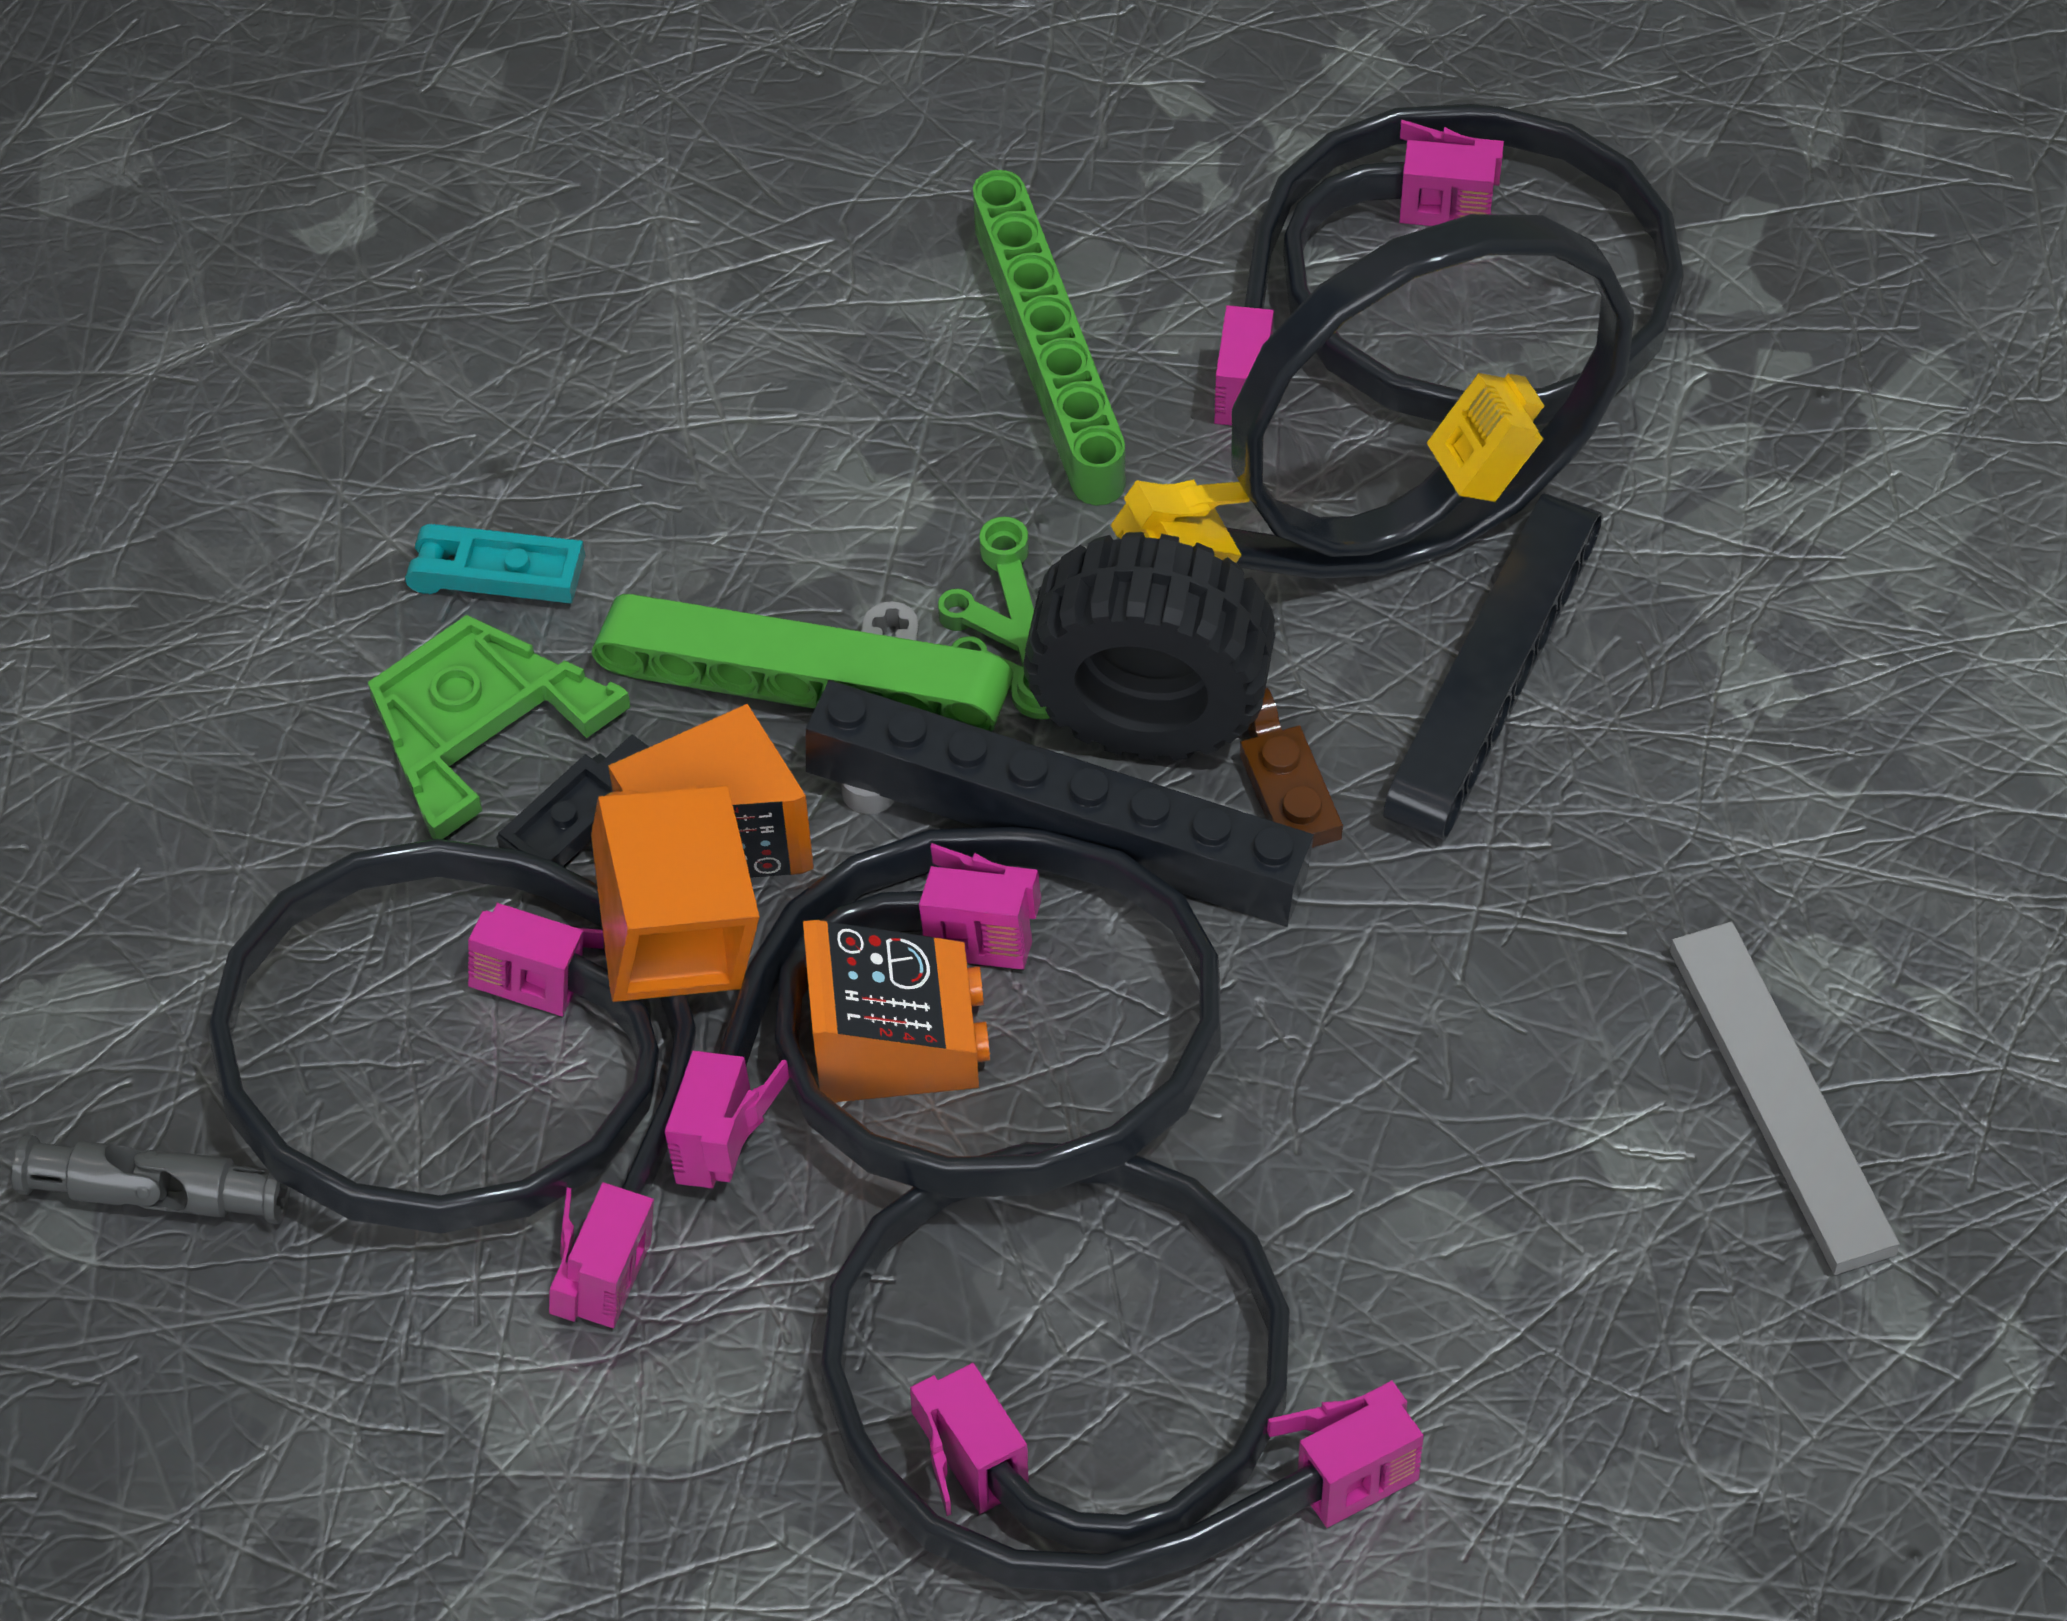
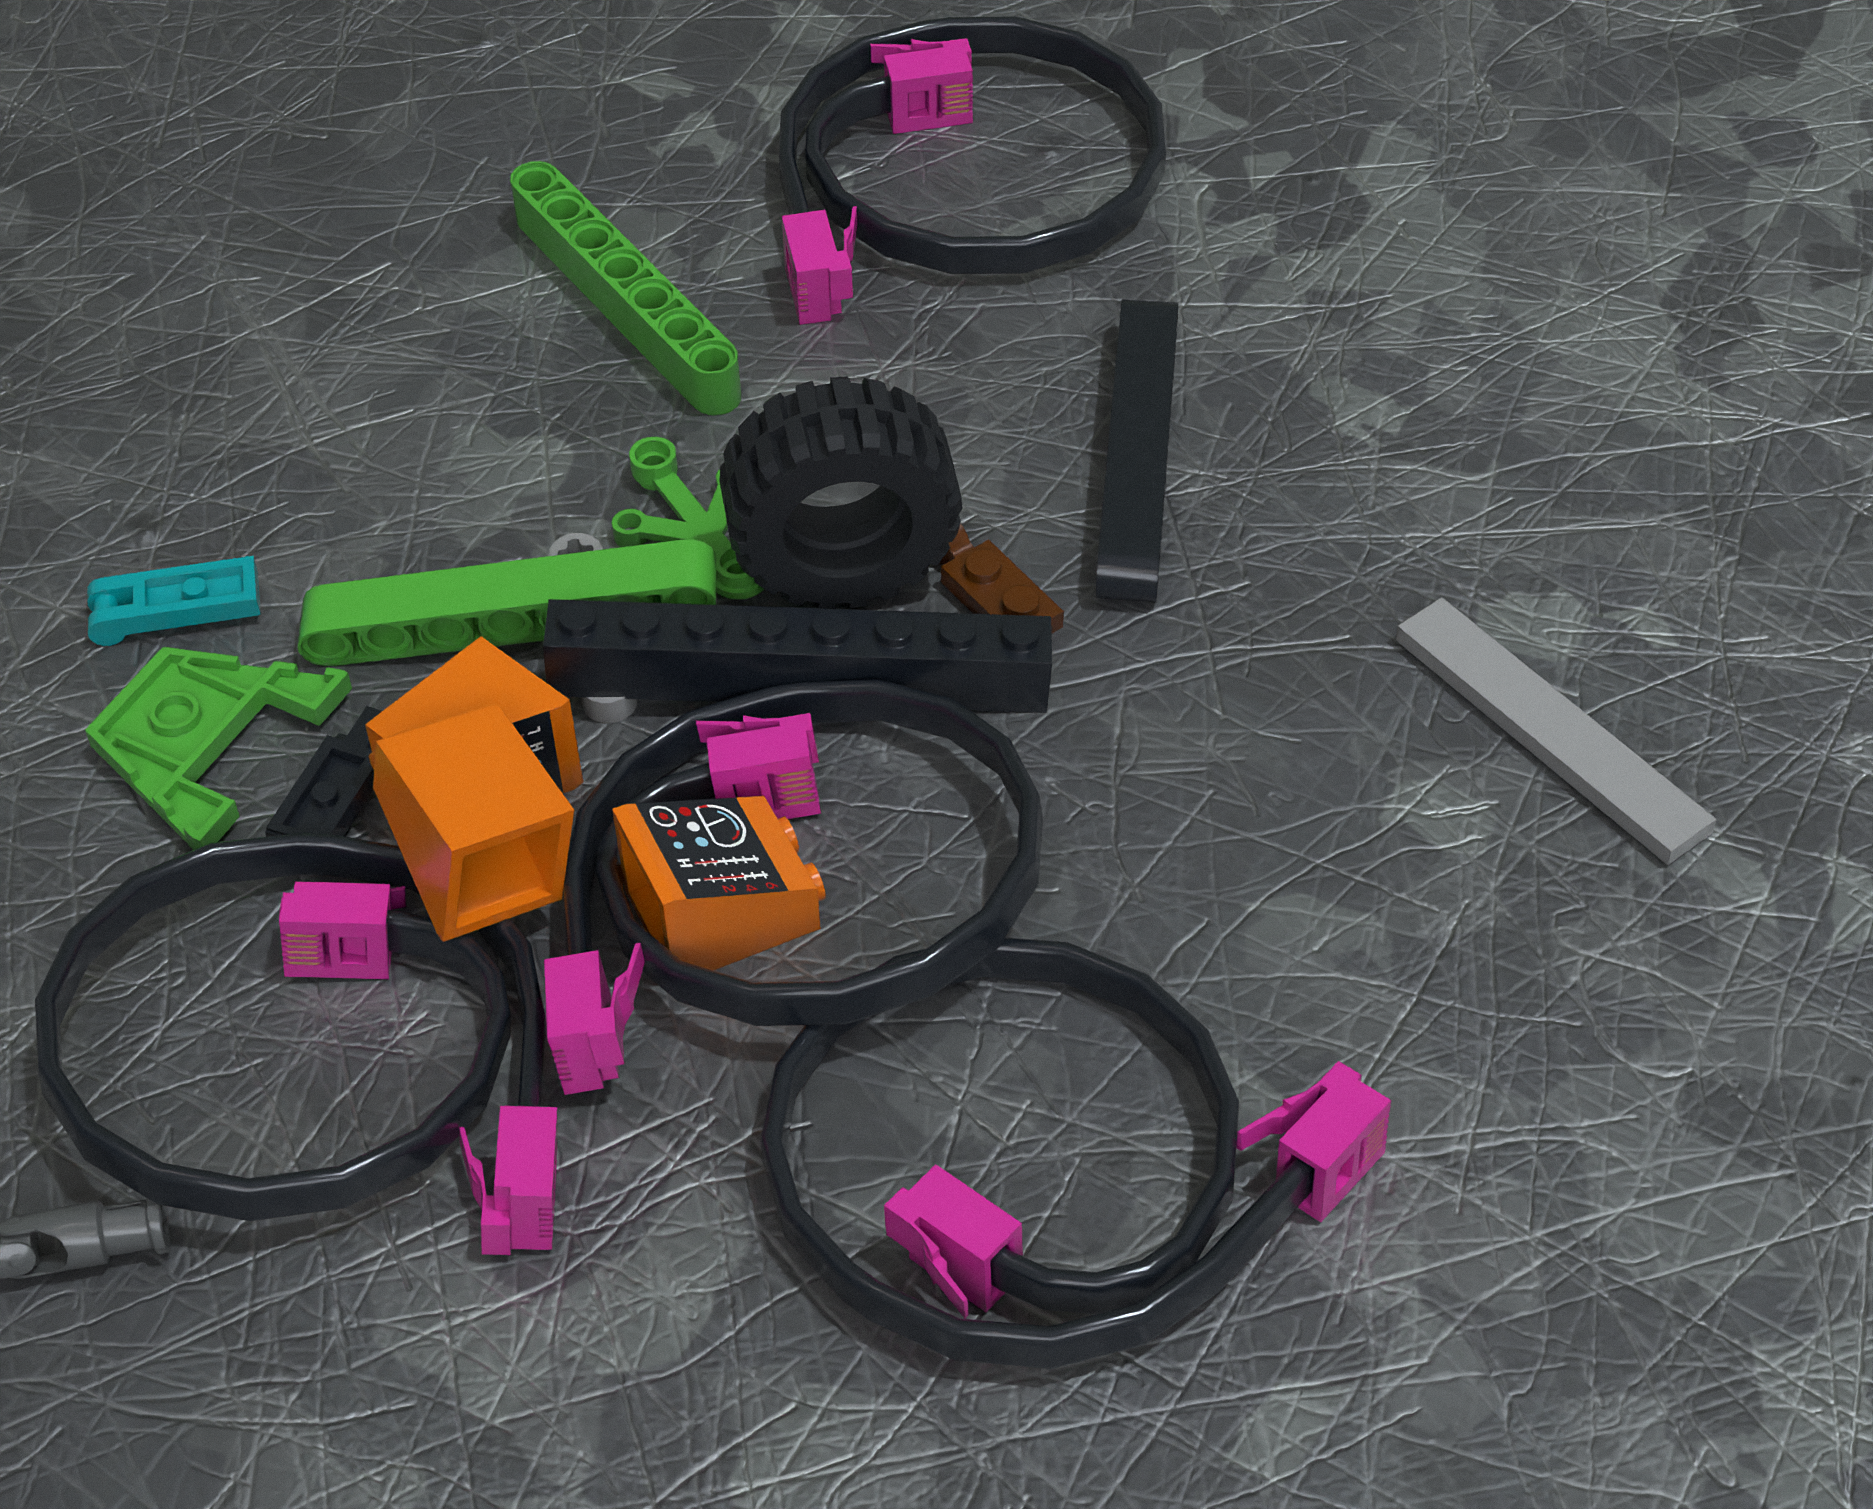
camera: 20 degrees left, 5 degrees down
(1485, 445) = (1069, 260): black piece -> none

